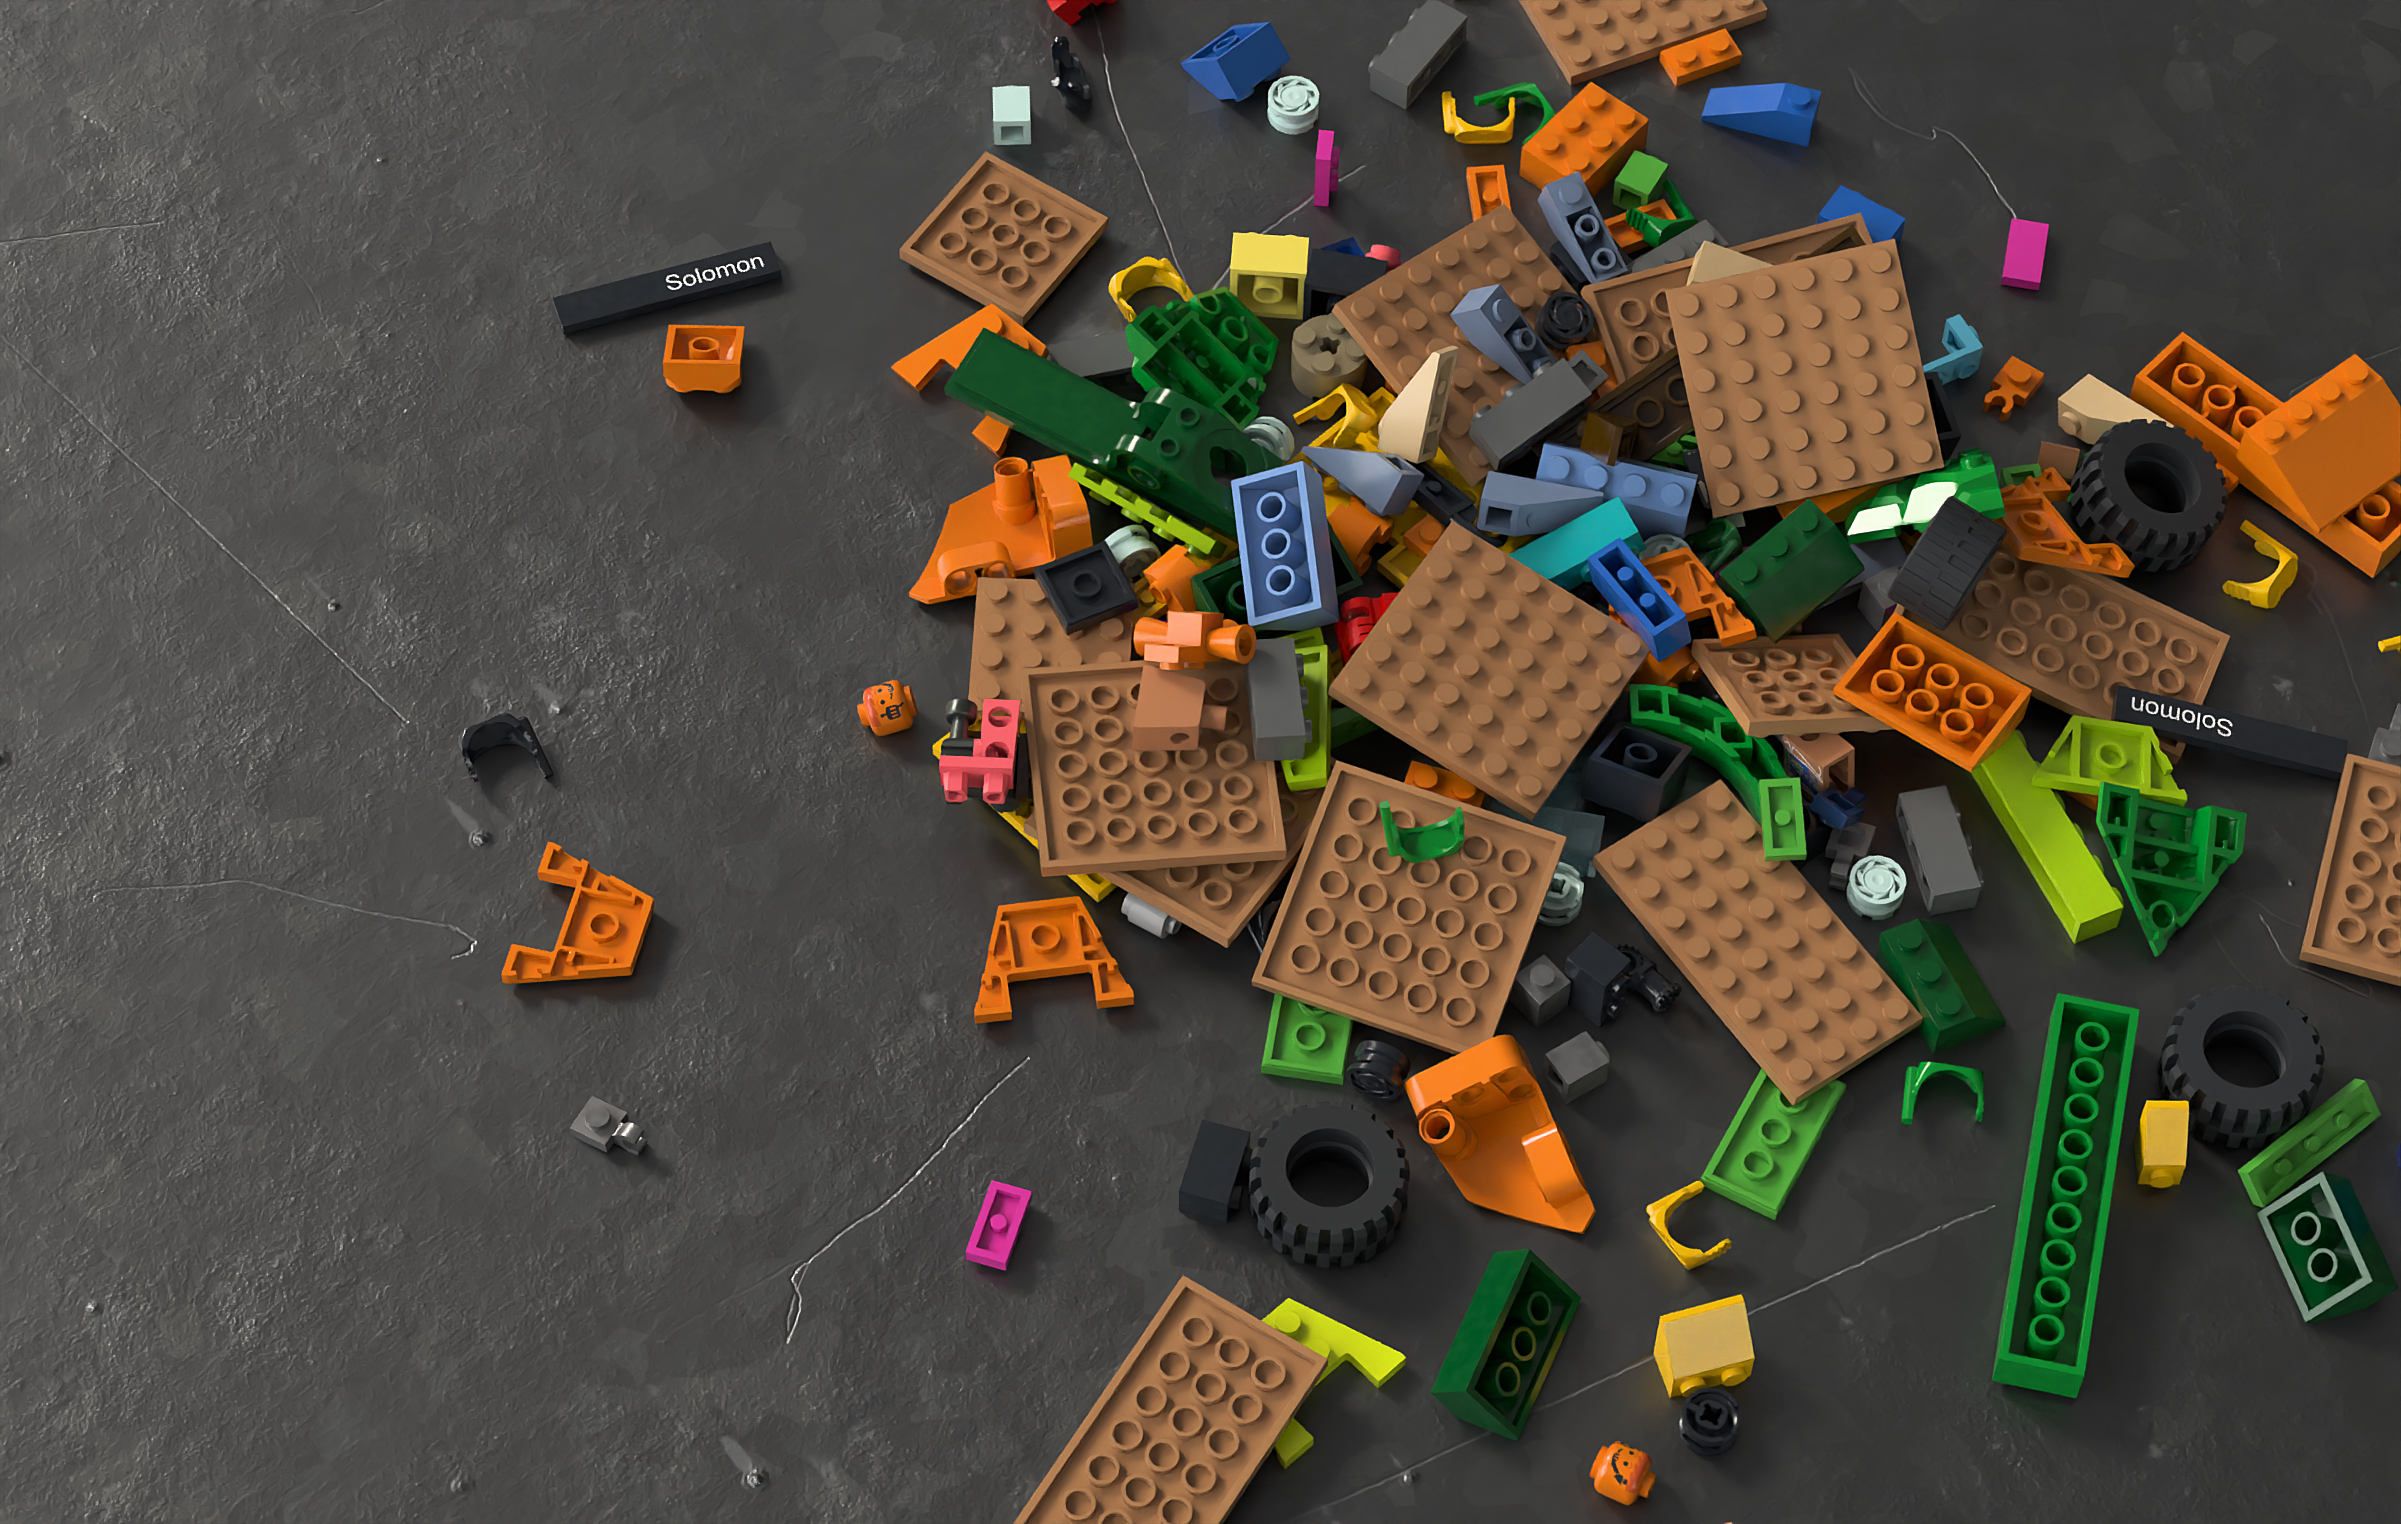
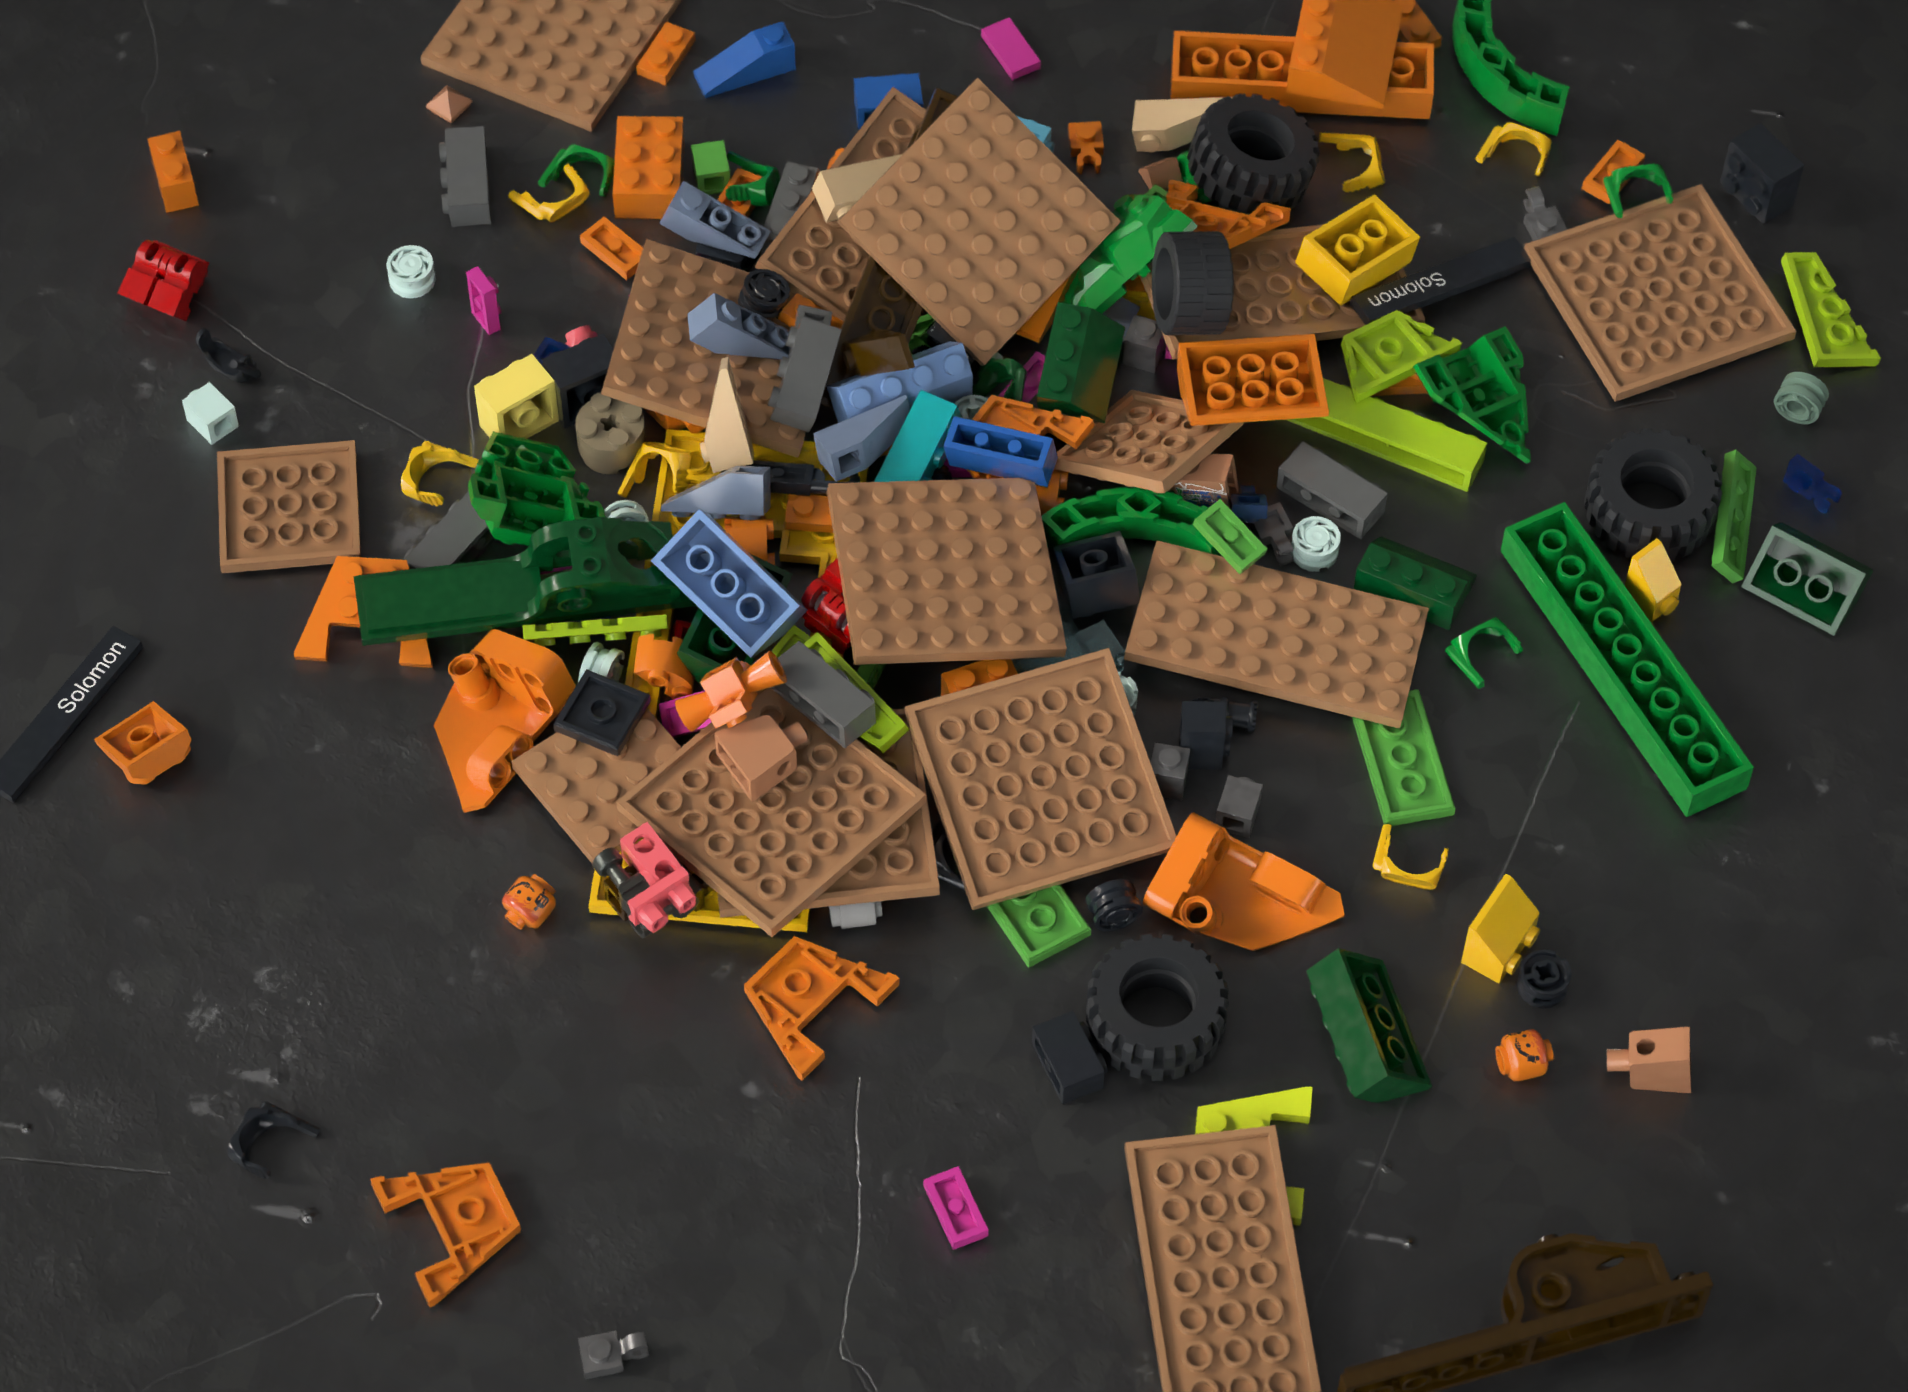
camera: 40 degrees left, 0 degrees up
(1238, 60) = (340, 265): blue slope -> none
(1423, 842) = (1019, 716): green helmet -> none
(2161, 645) = (1357, 249): none -> yellow brick

